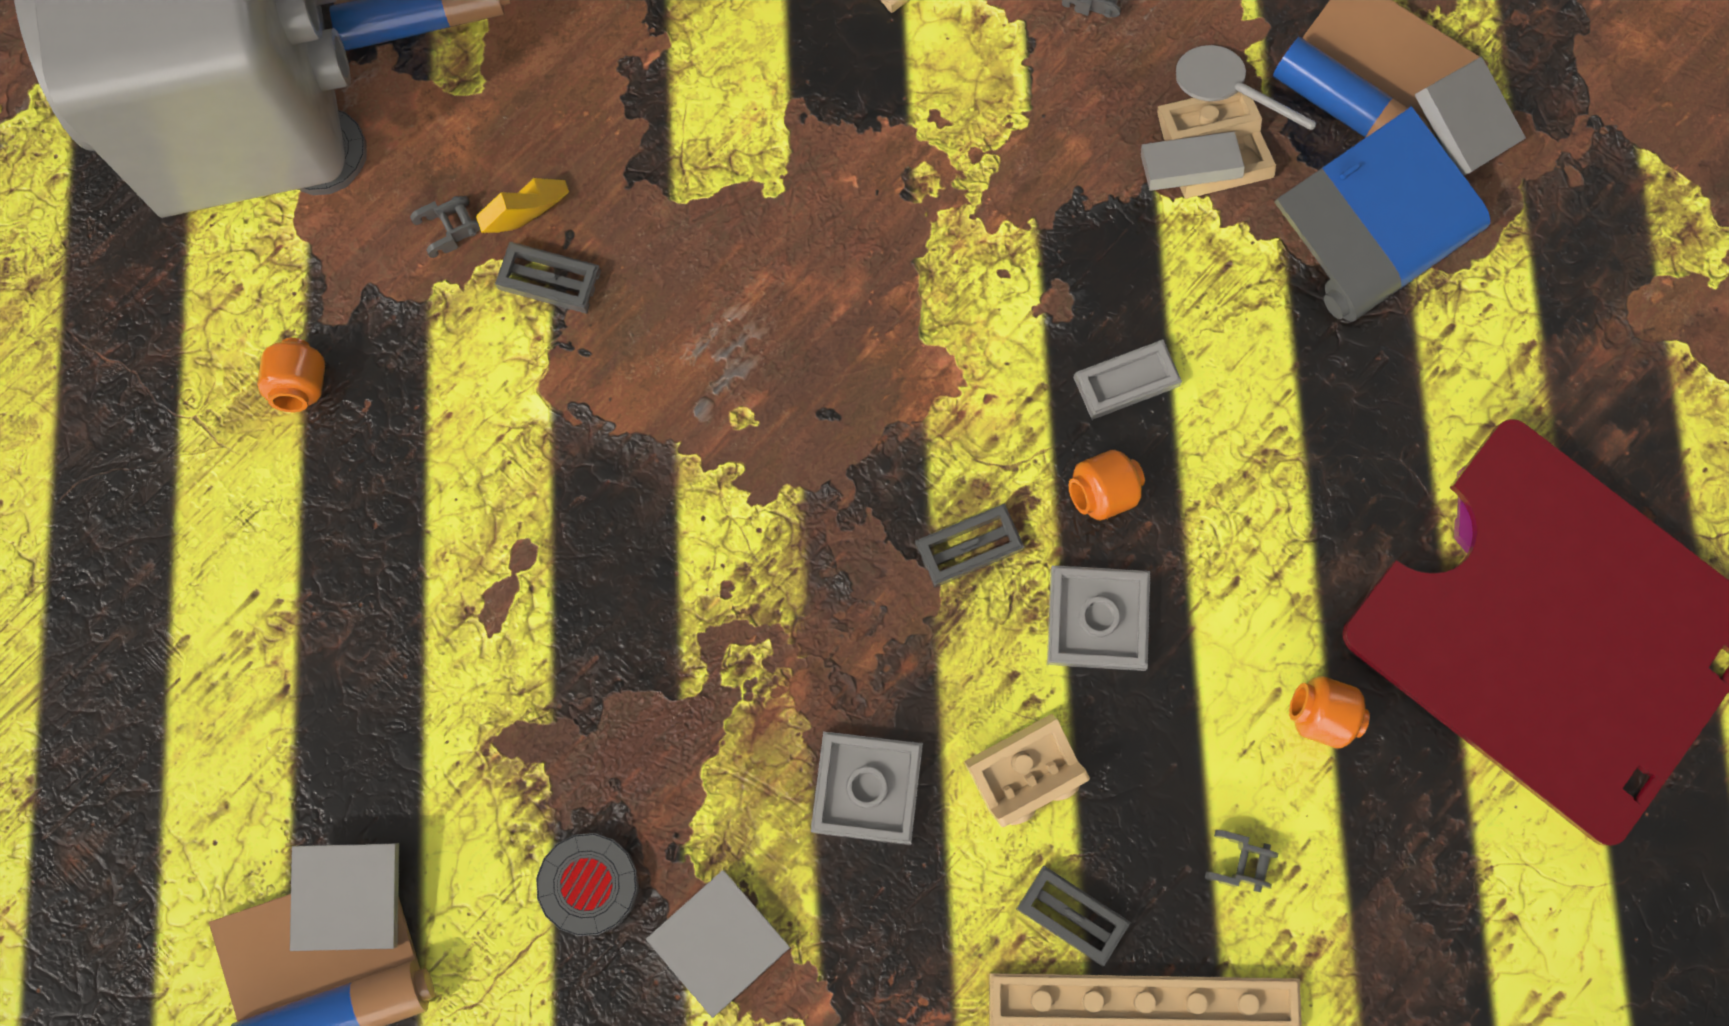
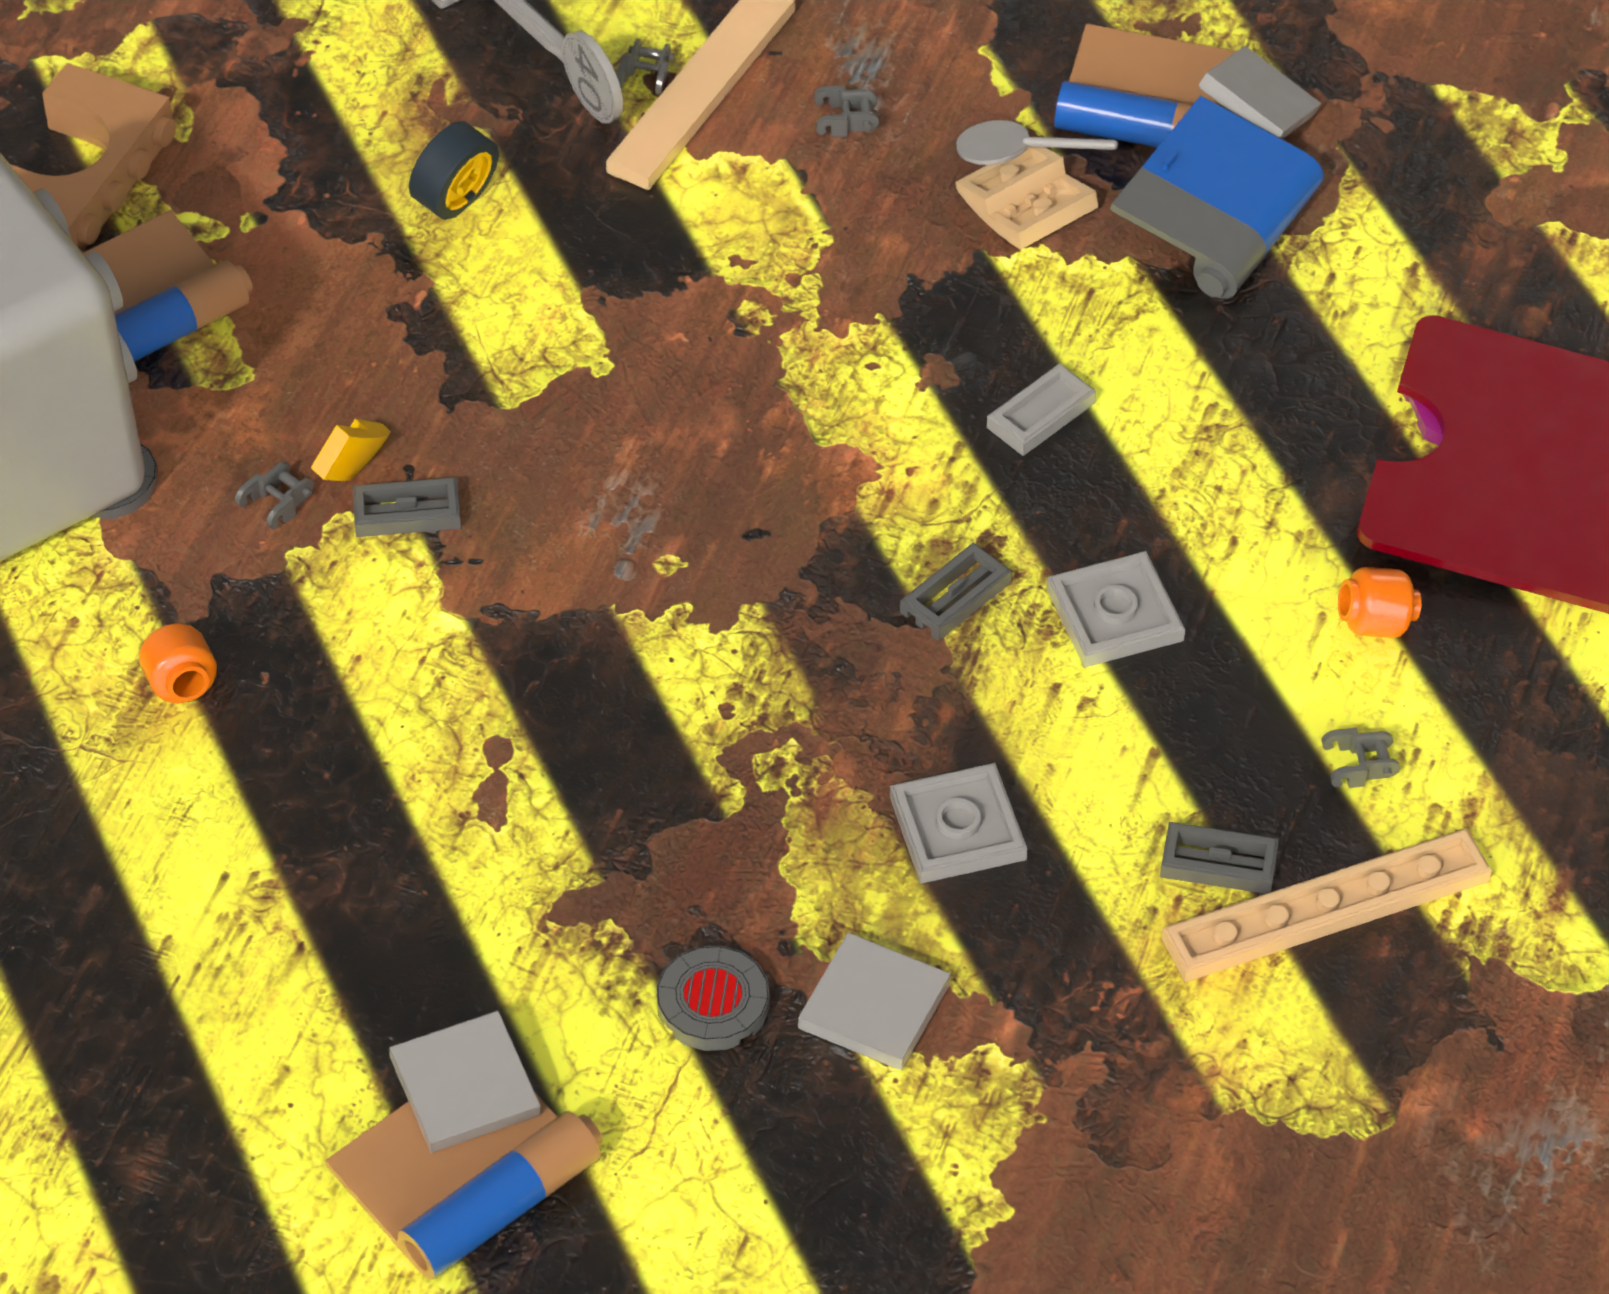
camera: 25 degrees left, 25 degrees down
(1027, 772) = (1108, 745): tan bracket -> none
(1106, 485) = (1066, 492): orange head -> none
(1192, 161) = (1013, 210): light grey tile -> none

